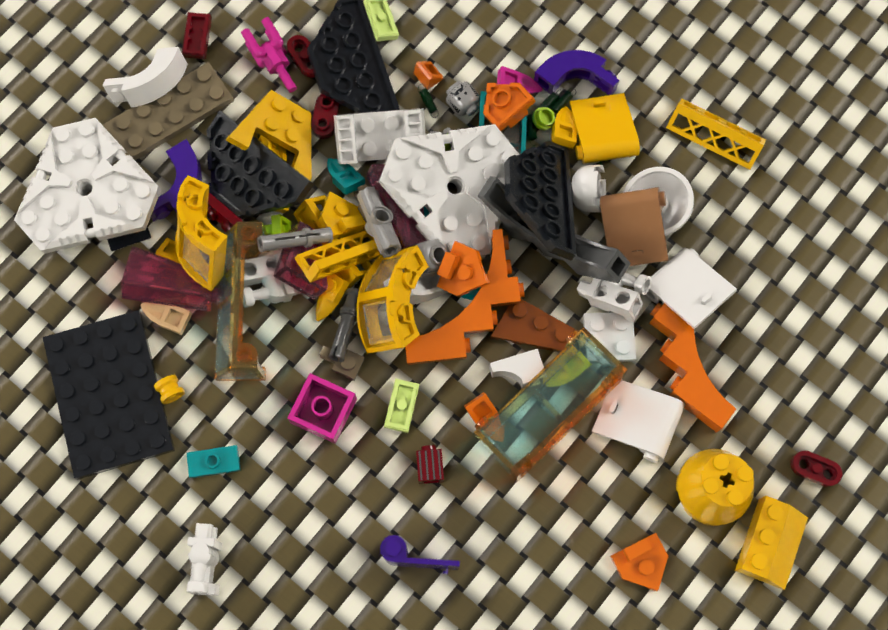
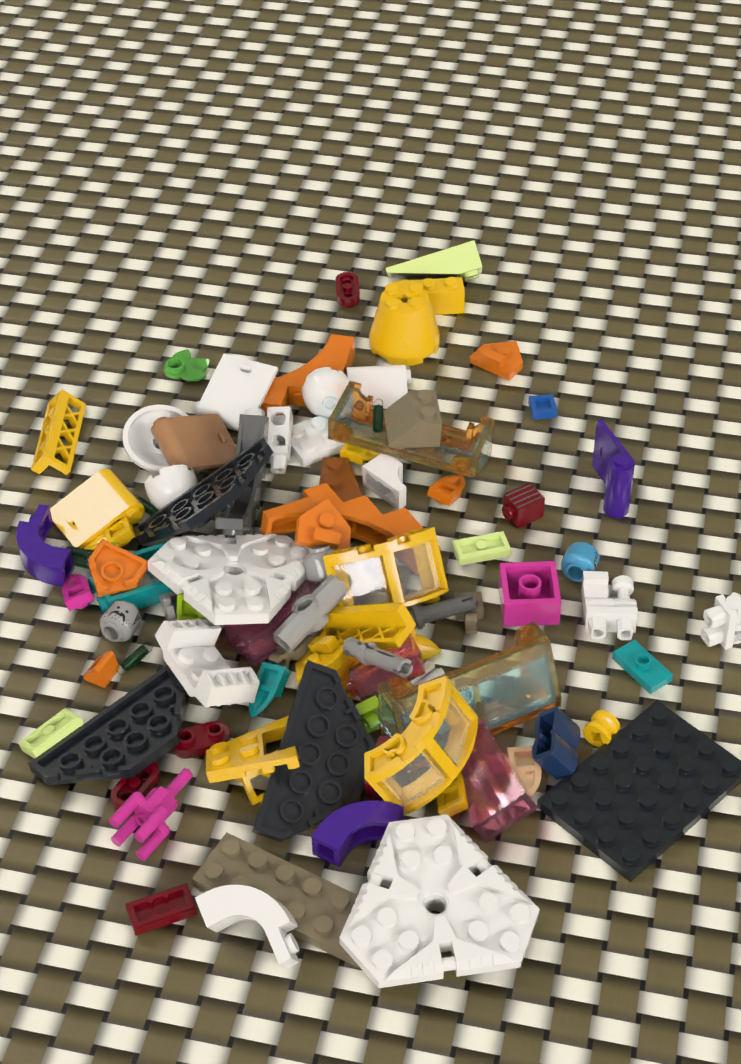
camera: 115 degrees left, 30 degrees down
(169, 344) = (556, 743): none -> dark blue brick
(276, 464) = (606, 613): none -> white hips
(338, 473) = (579, 558): none -> dark azure head
(550, 560) = (542, 406): none -> blue plate
(559, 409) = (414, 420): none -> dark tan slope
(586, 387) = (377, 418): none -> dark green piece
(645, 361) = (323, 390): none -> white cylinder
(763, 275) = (185, 367): none -> bright green plate
(800, 569) = (452, 262): none -> yellowish green slope

